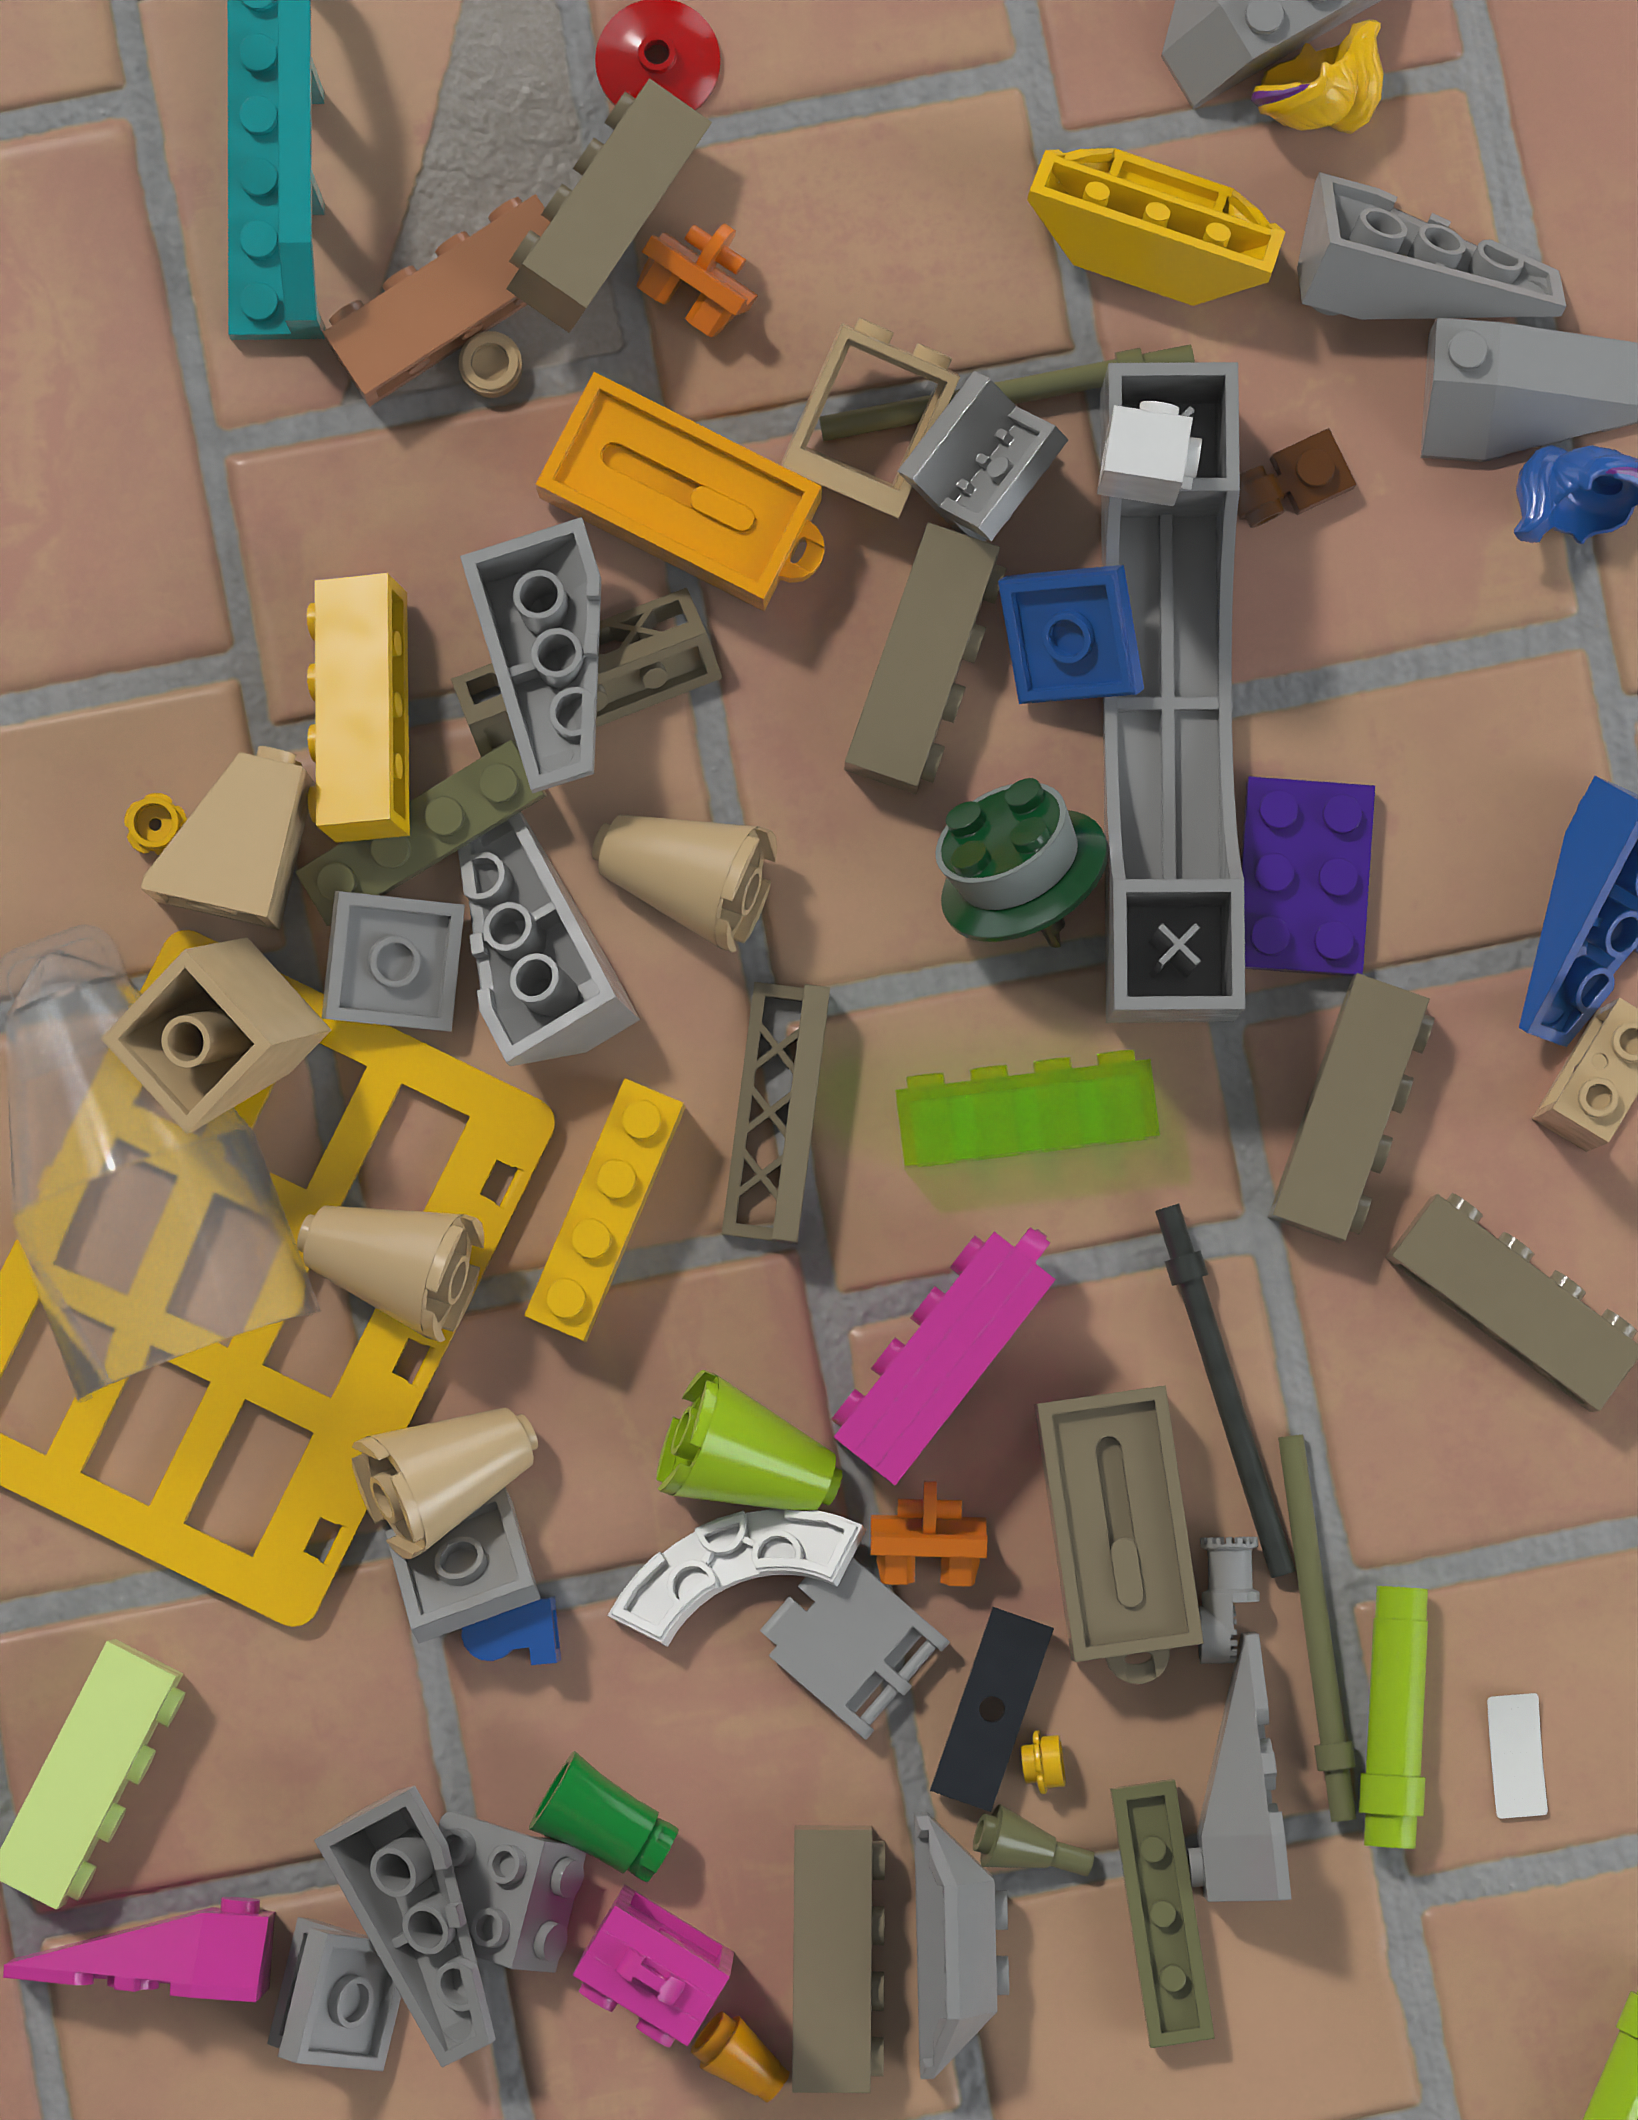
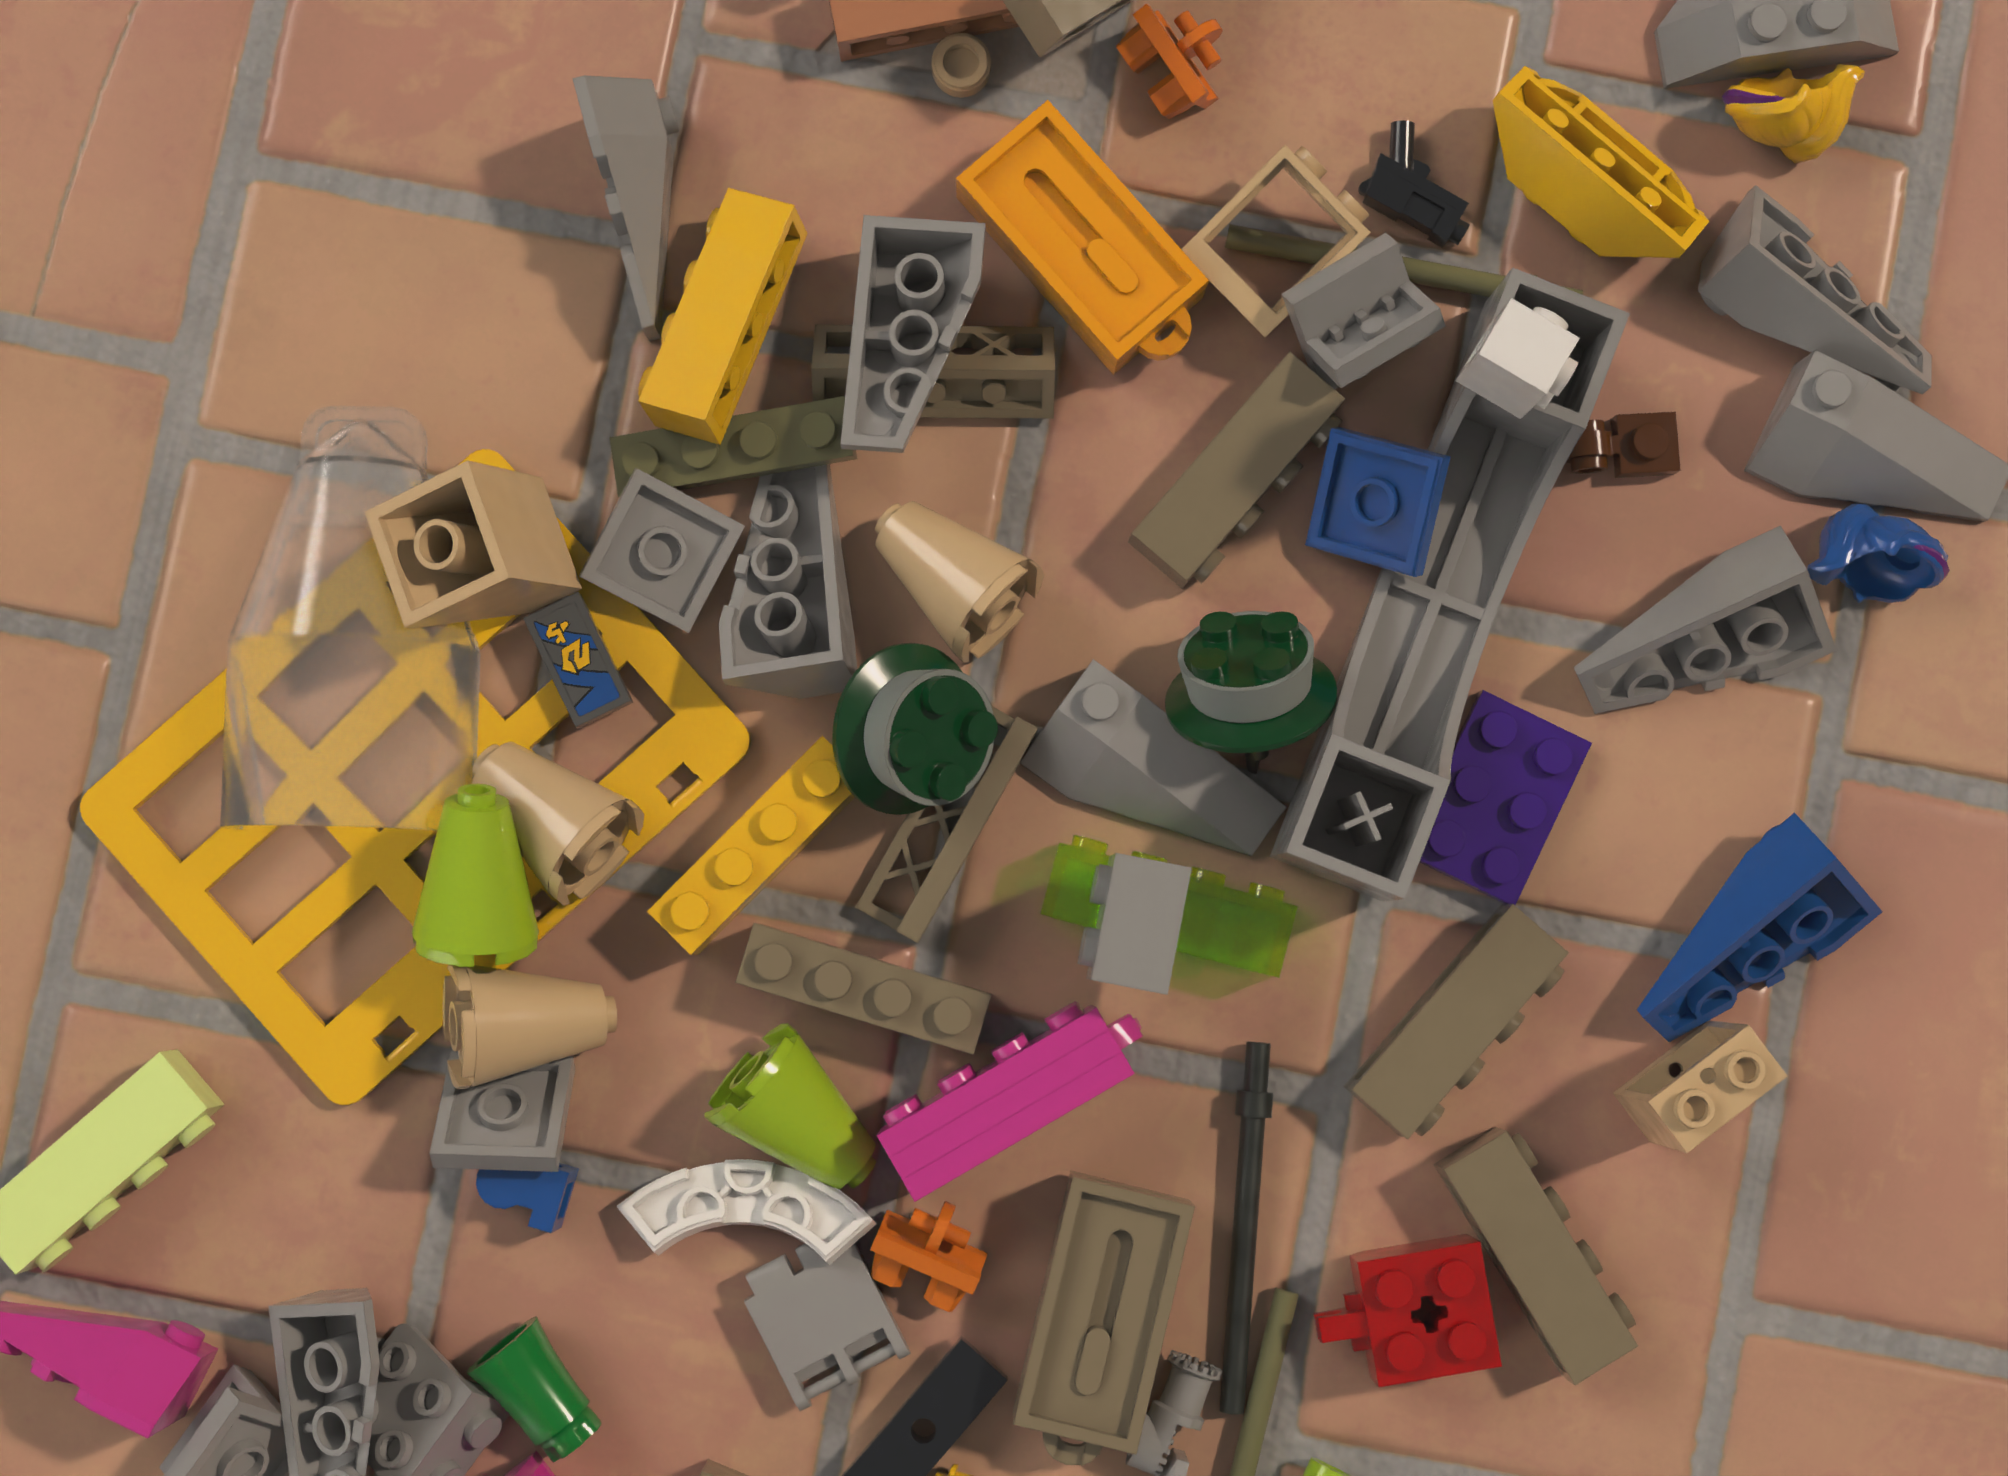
camera: 15 degrees right, 0 degrees up
(143, 812) = (498, 333): yellow plate -> none
(208, 585) = (635, 155): none -> light grey wedge
(238, 843) = (566, 389): tan slope -> none
(350, 1354) = (475, 885): none -> lime cone
(354, 1101) = (578, 660): none -> tile
(710, 1038) = (911, 730): none -> dark green piece
(763, 1306) = (863, 988): none -> dark tan brick
(925, 982) = (1125, 757): none -> light grey wedge
(976, 317) = (1403, 192): none -> black piece
(999, 1135) = (1135, 922): none -> light grey brick
(1413, 1440) = (1390, 1285): none -> red hinge
(1457, 615) = (1728, 620): none -> light grey wedge

